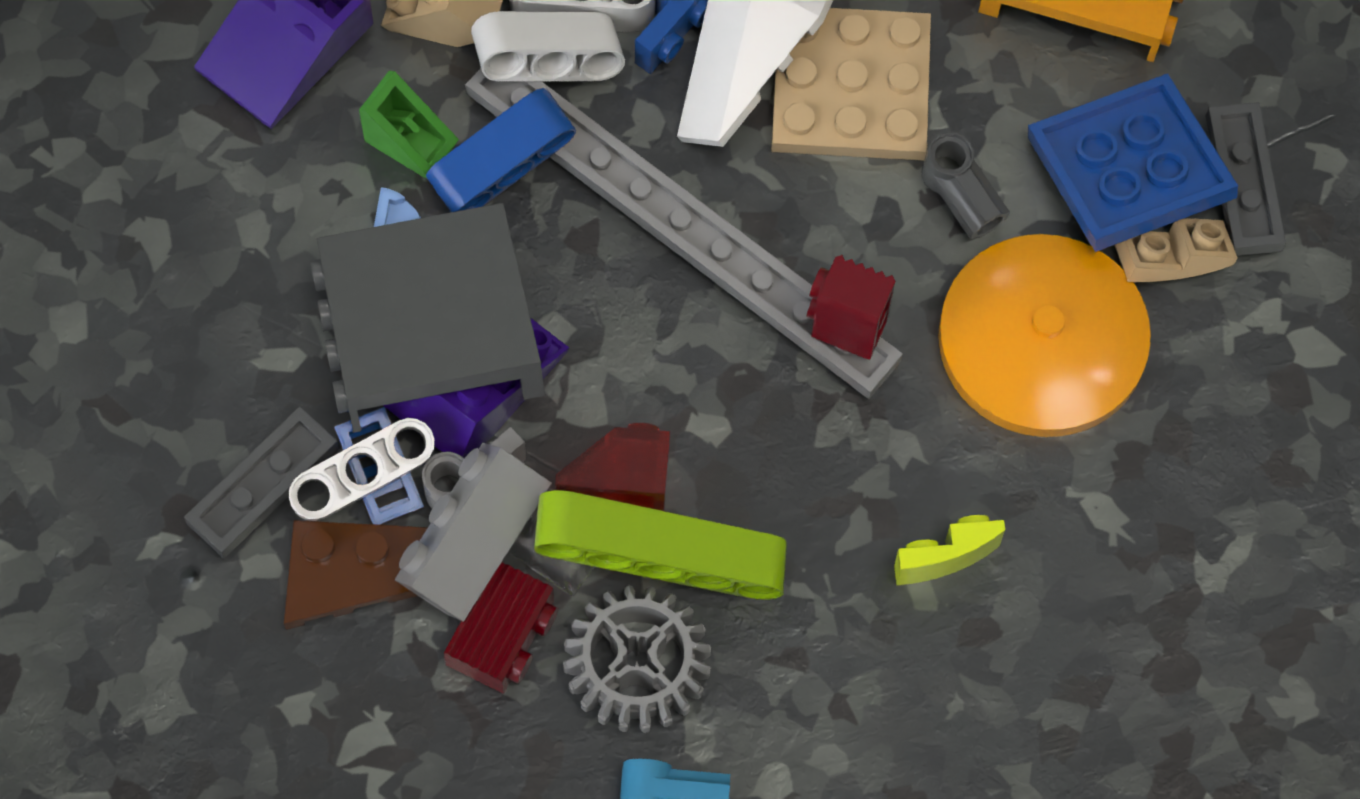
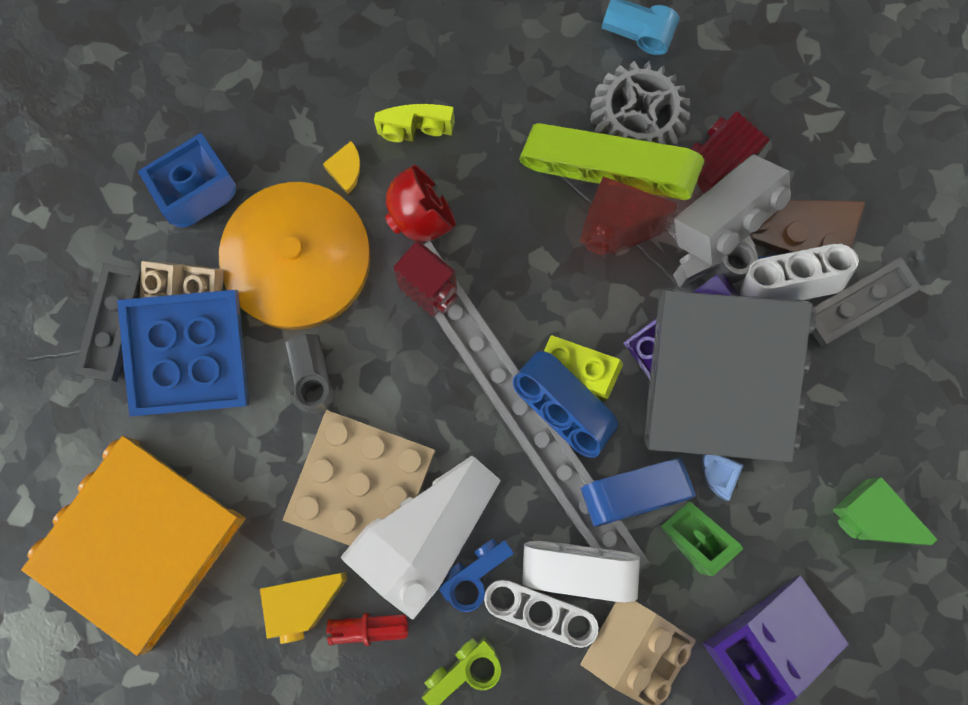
camera: 160 degrees left, 10 degrees up
(183, 214) = (880, 515): none -> bright green slope
(617, 288) = (589, 366): none -> neon yellow plate
(624, 230) = (565, 404): none -> blue beam
(897, 429) = (416, 207): none -> red cylinder
(1023, 469) = (344, 167): none -> yellow tile
(1225, 379) = (188, 182): none -> blue slope

